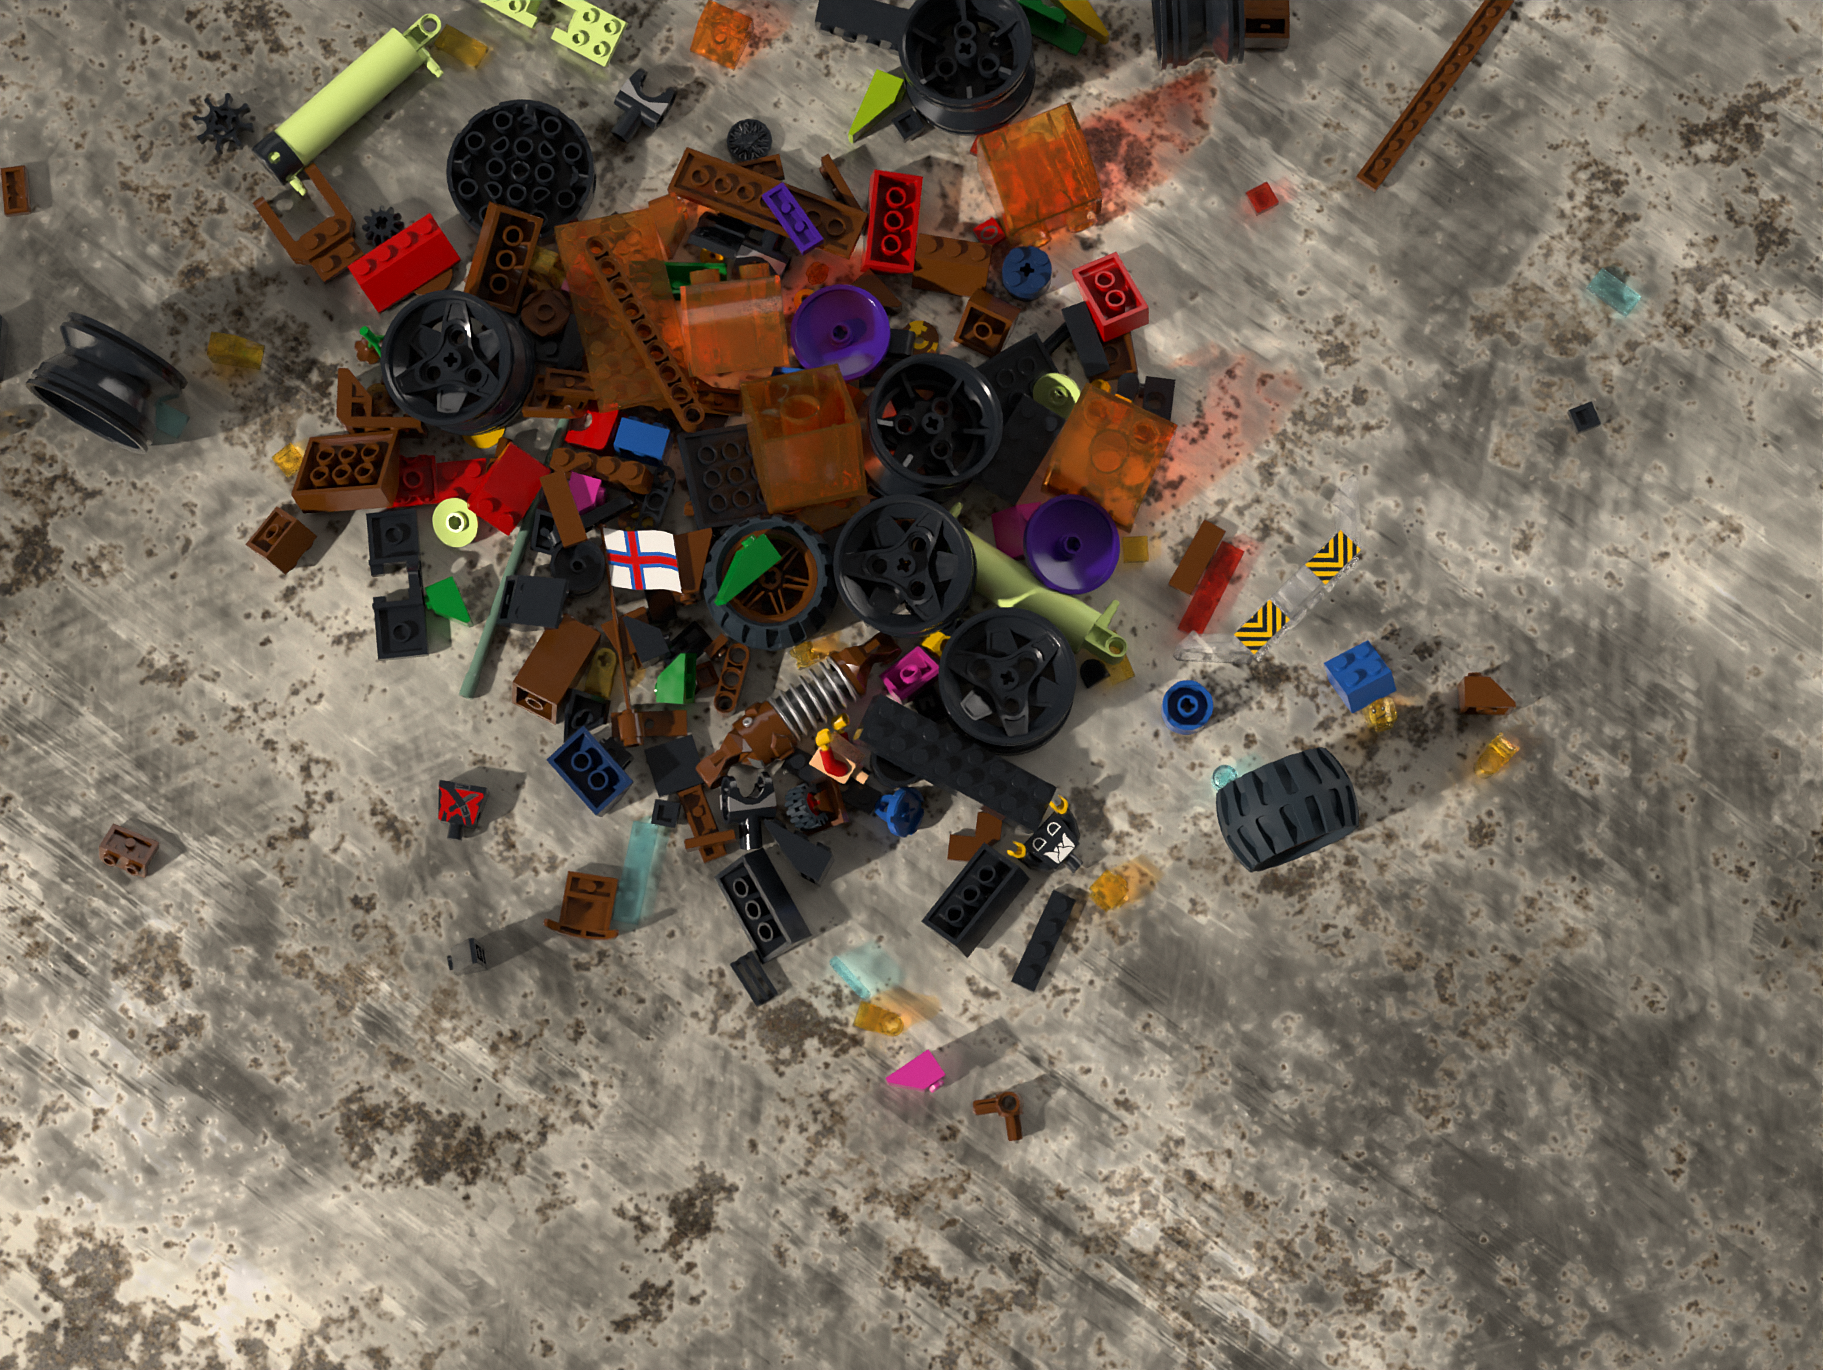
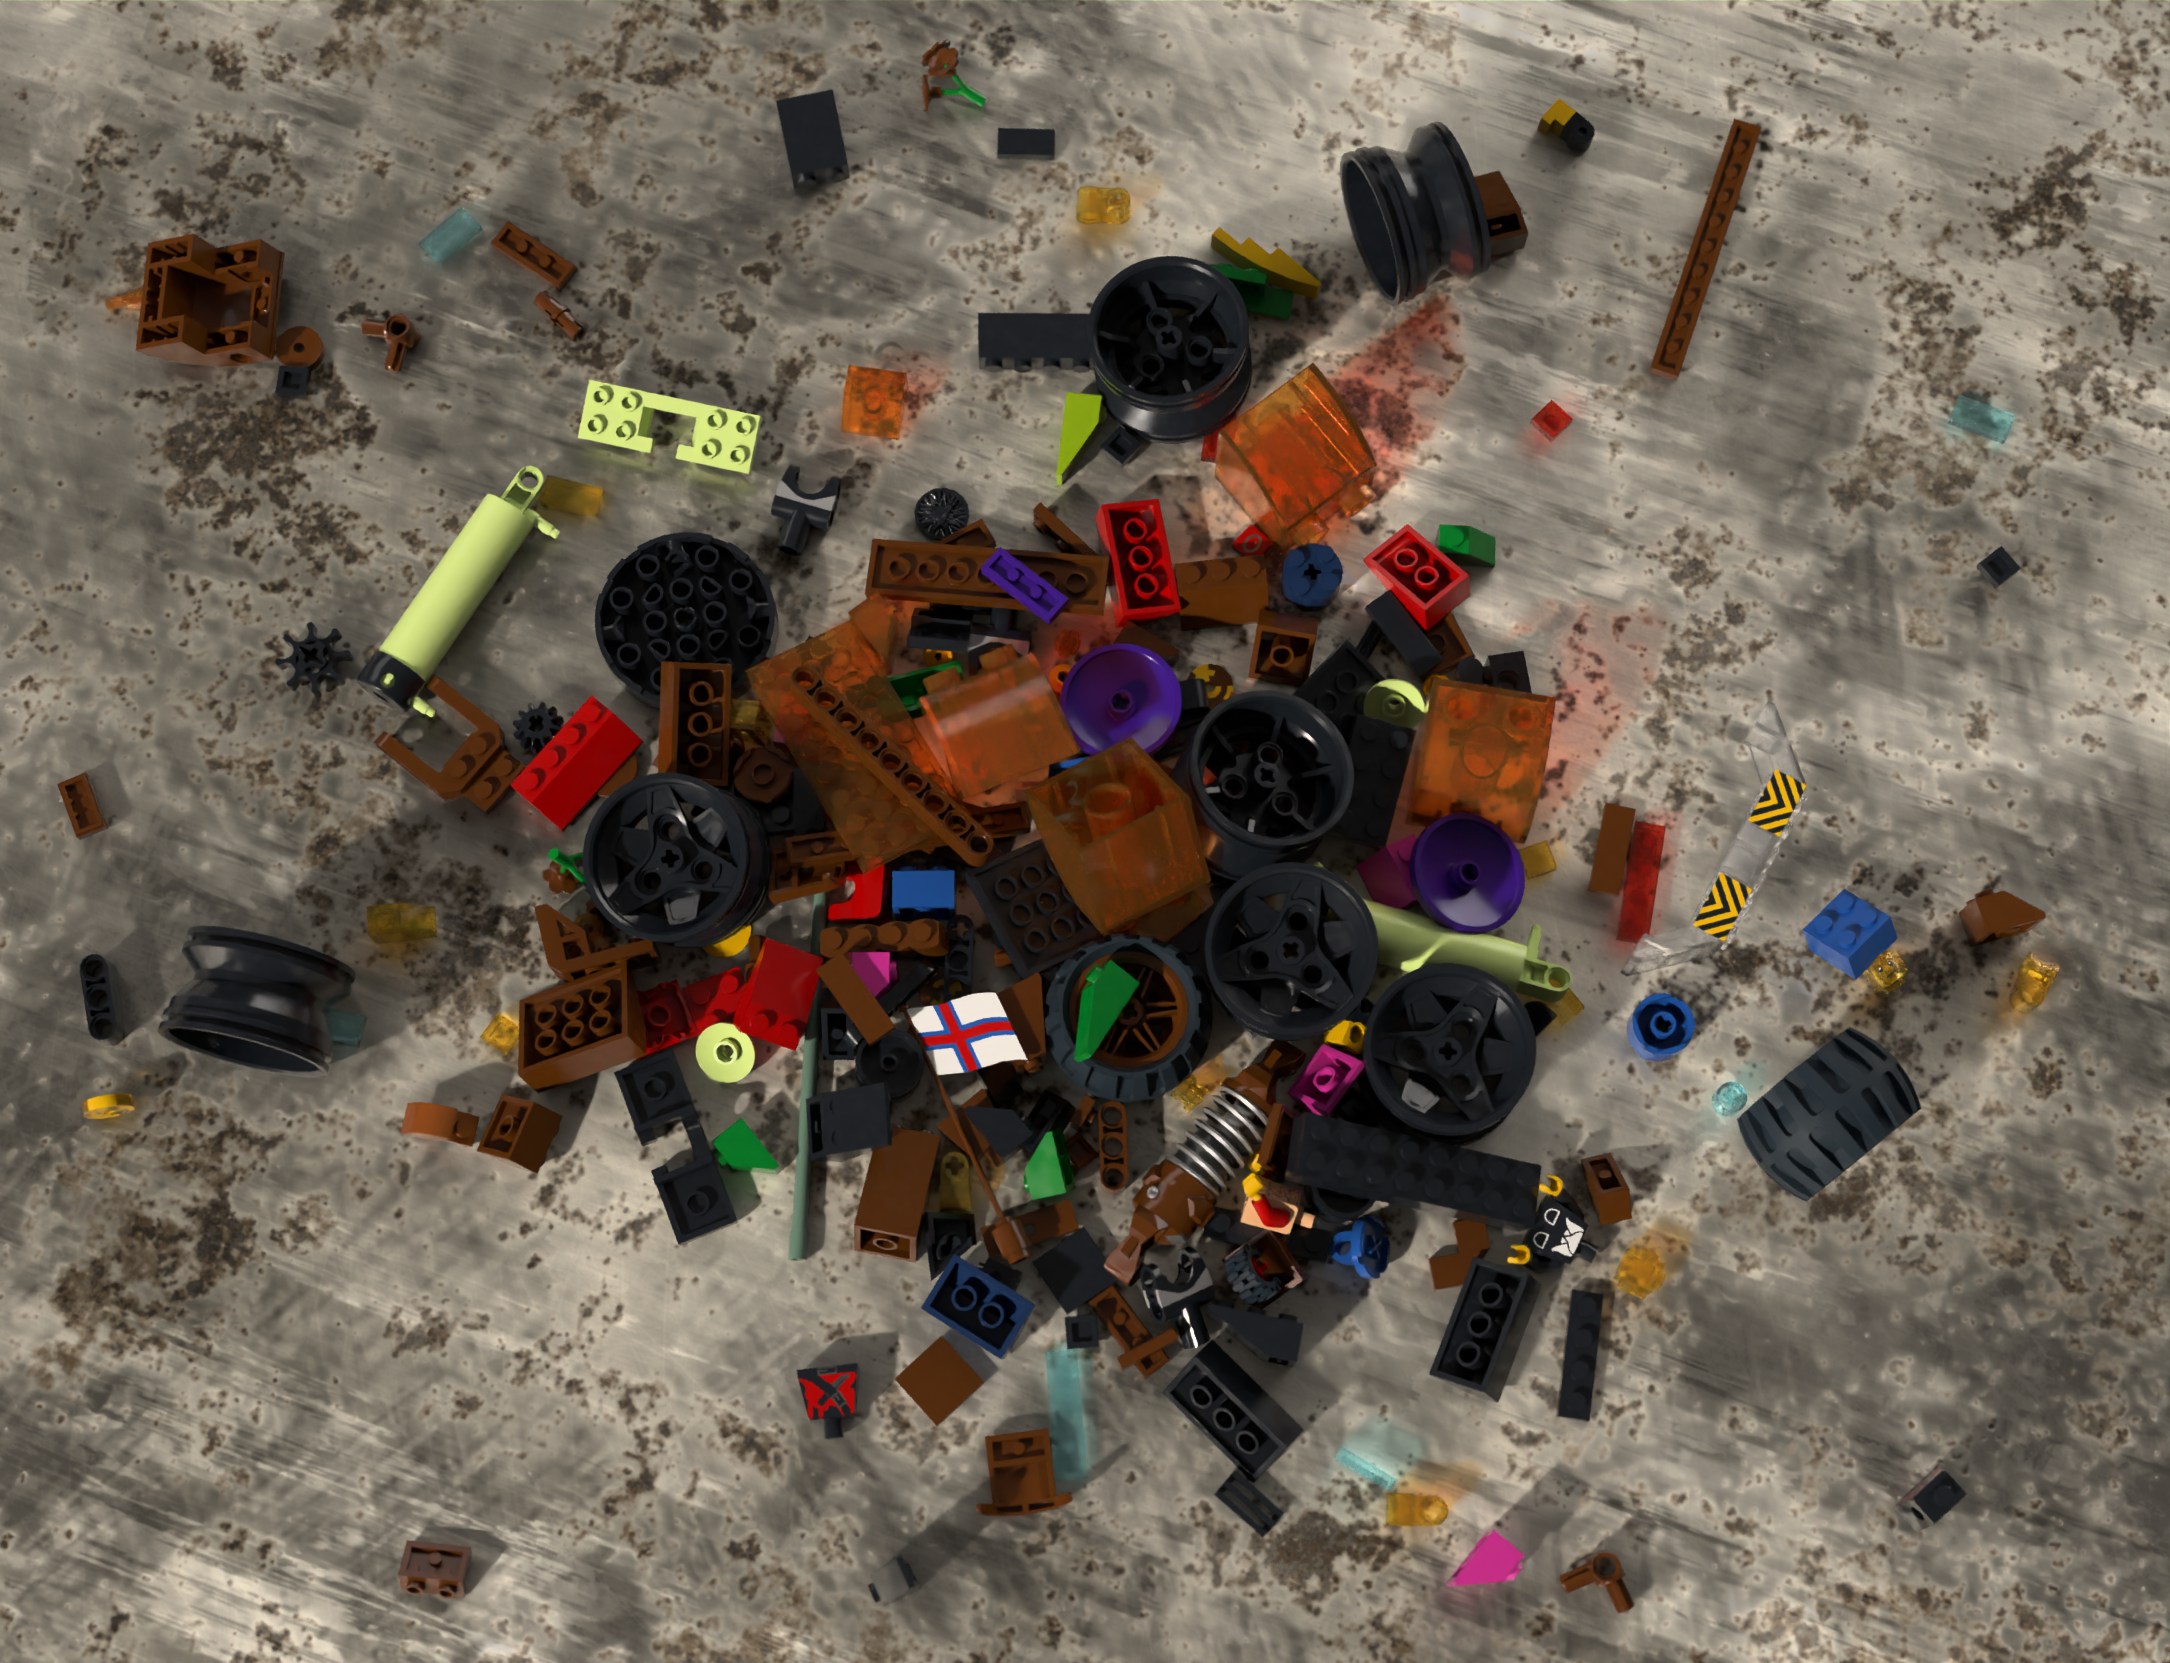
camera: 20 degrees left, 5 degrees down
(222, 516) = (439, 1123): none -> dark orange brick
(546, 819) = (939, 1381): none -> reddish brown tile
(856, 708) = (1276, 1140): none -> reddish brown tile
(1104, 820) = (1607, 1189): none -> reddish brown slope
(1159, 282) = (1466, 545): none -> green slope
(1275, 1125) = (1932, 1497): none -> black torso

